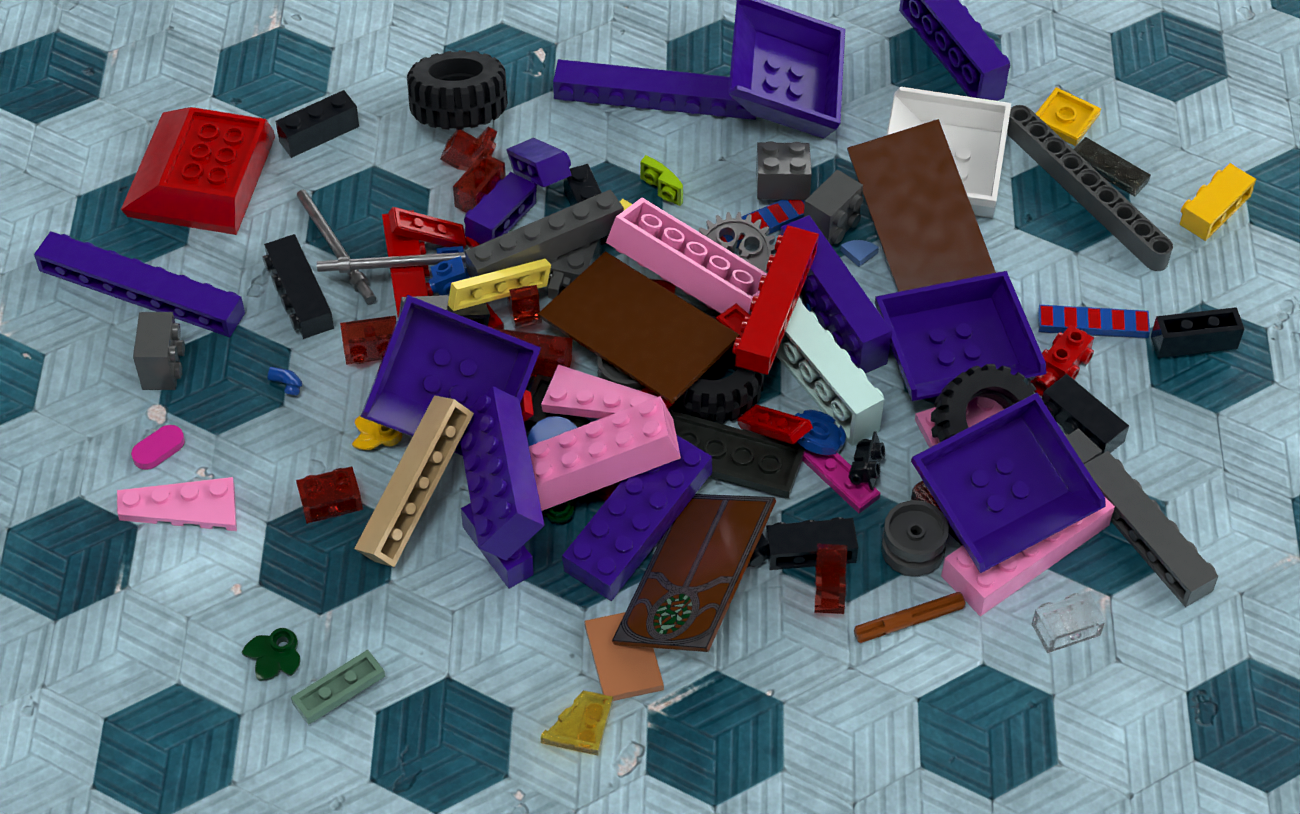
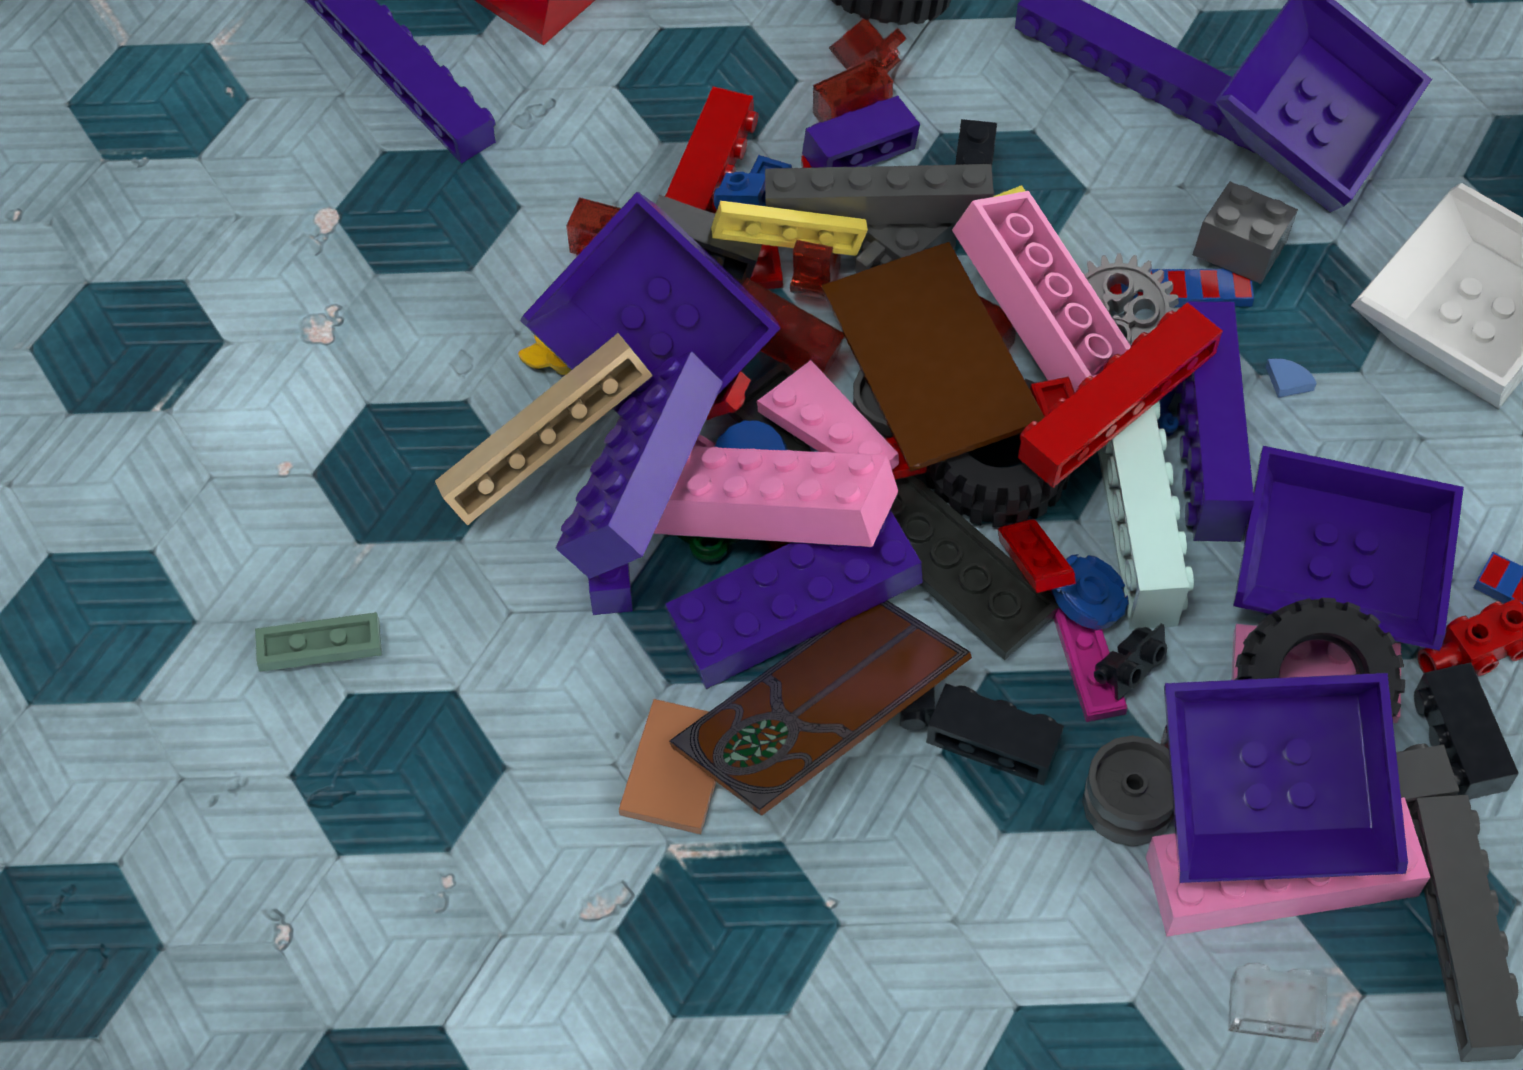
camera: 30 degrees right, 5 degrees up
(158, 351) = (359, 144): dark grey brick -> none
(158, 447) = (300, 259): dark pink tile -> none
(196, 502) = (298, 343): bright pink wing -> none
(270, 656) = (269, 566): dark green plate -> none
(288, 377) = (493, 241): blue arm -> none
(298, 287) = (569, 134): black brick -> none
(329, 494) = (450, 401): clear red brick -> none
(345, 264) = (632, 130): flat silver bar -> none
(357, 279) = (644, 154): flat silver bar -> none
(426, 228) = (754, 124): red tile -> none
(539, 162) = (938, 97): dark purple brick -> none
(582, 724) = (571, 829): clear yellow wing -> none
(657, 174) = (1087, 186): lime slope -> none
(830, 579) = (989, 793): clear red brick -> none
(835, 206) = (1279, 308): dark grey brick -> none
(909, 617) = (1068, 892): dark orange axle -> none
(920, 208) = (1395, 354): reddish brown piece -> none

